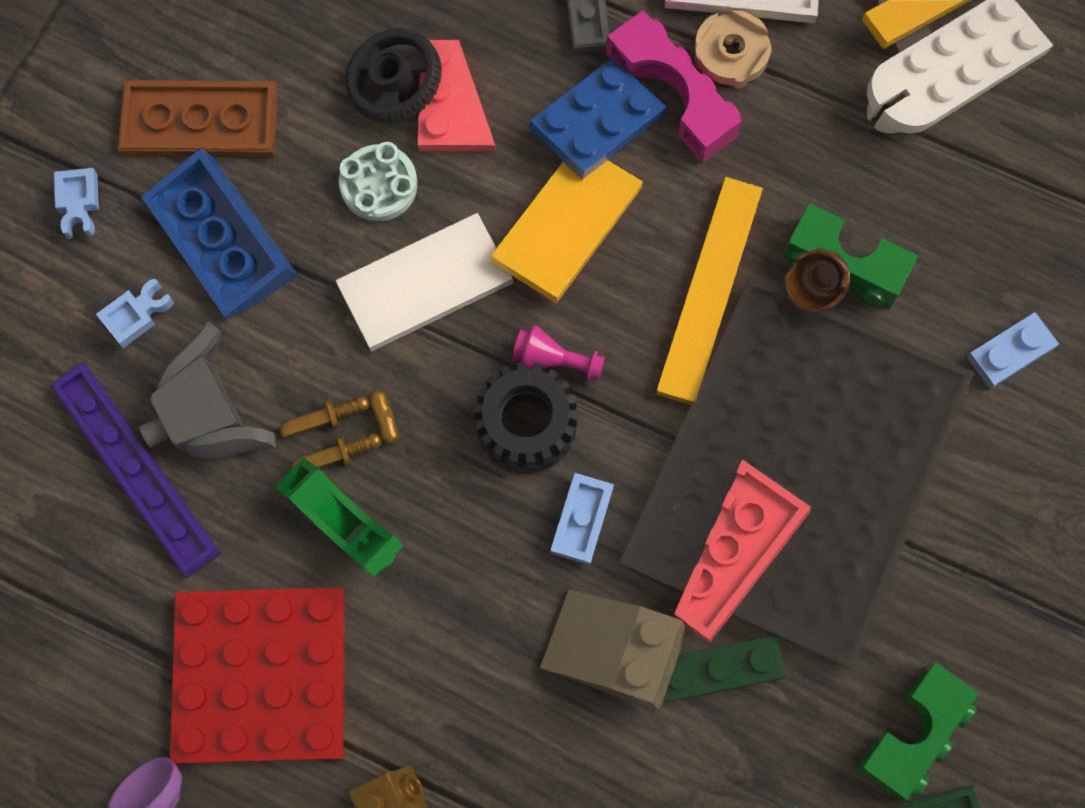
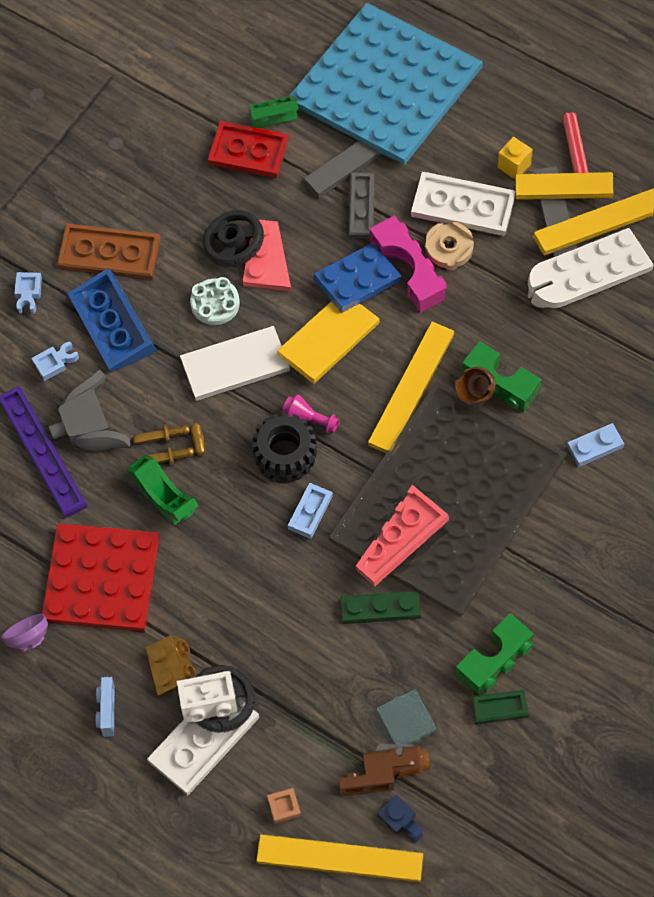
camera: 10 degrees right, 10 degrees down
(615, 647) = (319, 584): dark tan slope -> none

